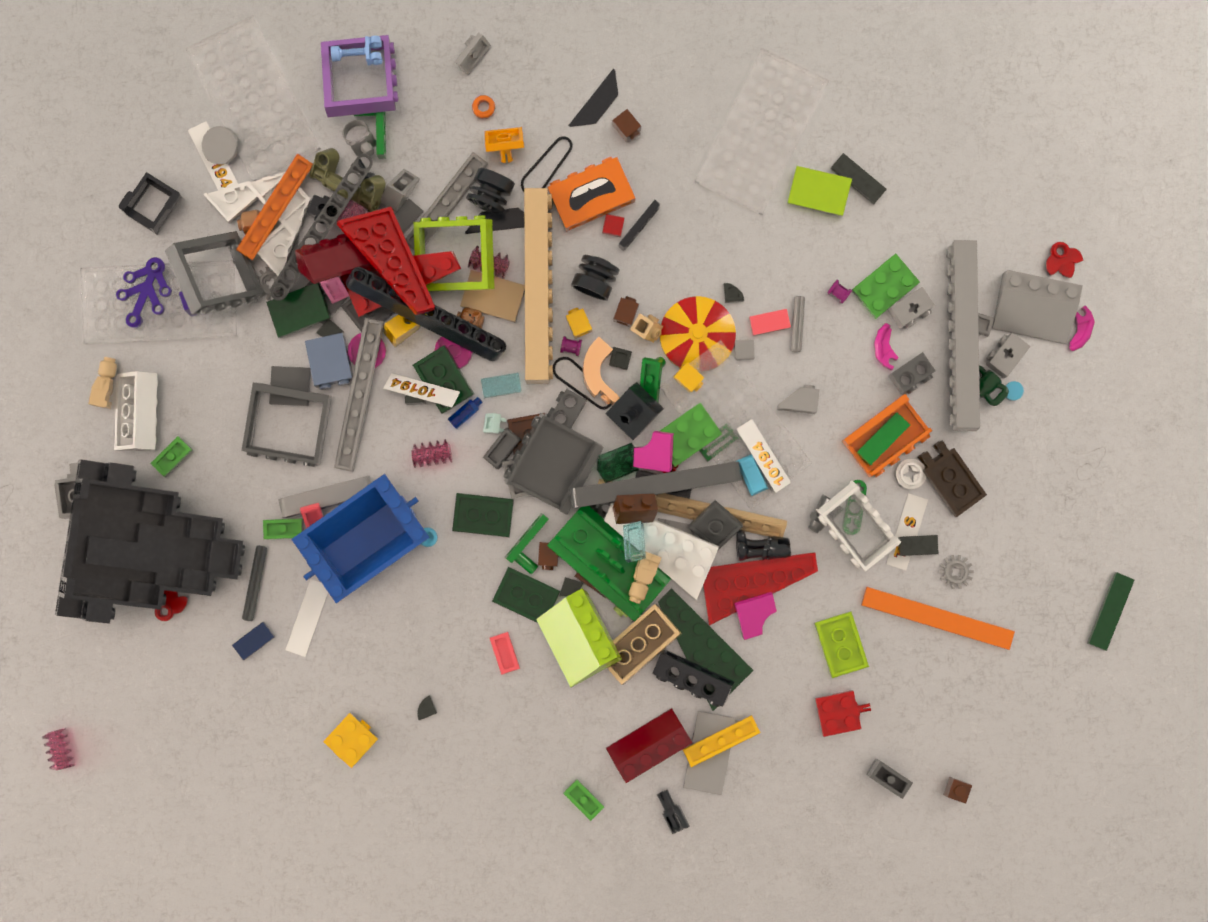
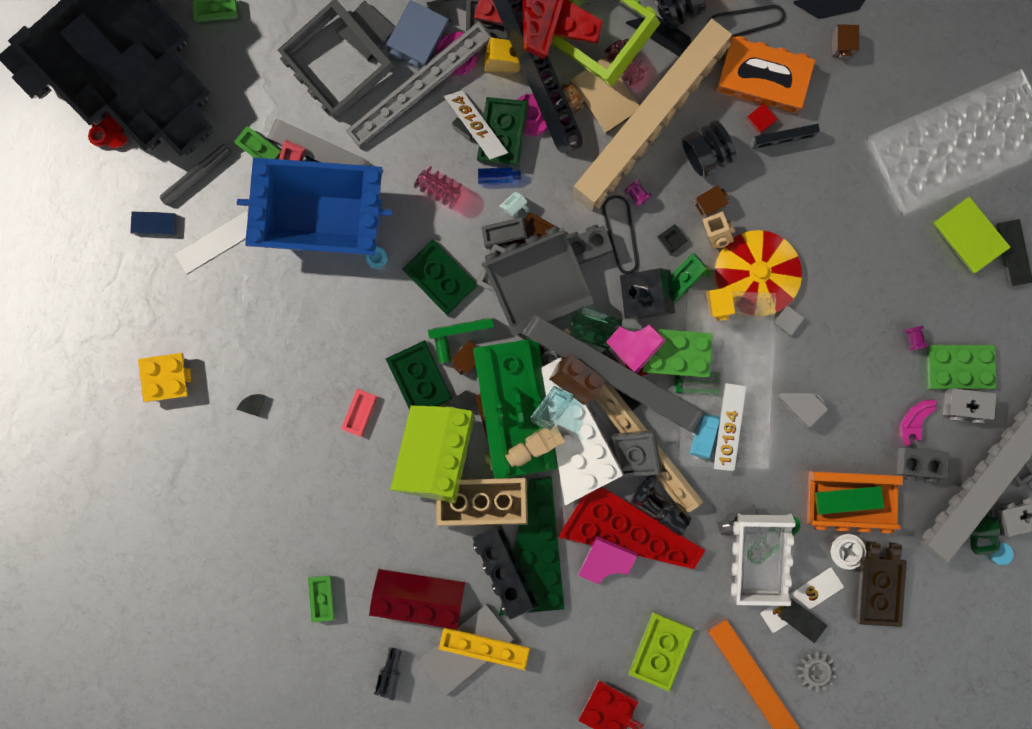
camera: 45 degrees right, 0 degrees up
(501, 385) = (548, 178): clear light blue tile -> none
(578, 322) = (661, 178): yellow brick -> none
(593, 359) = (651, 219): light nougat arch -> none
(732, 293) = (818, 263): pearl dark grey tile -> none
(769, 322) = (831, 315): coral tile -> none
(797, 328) = (855, 336): light grey axle -> none

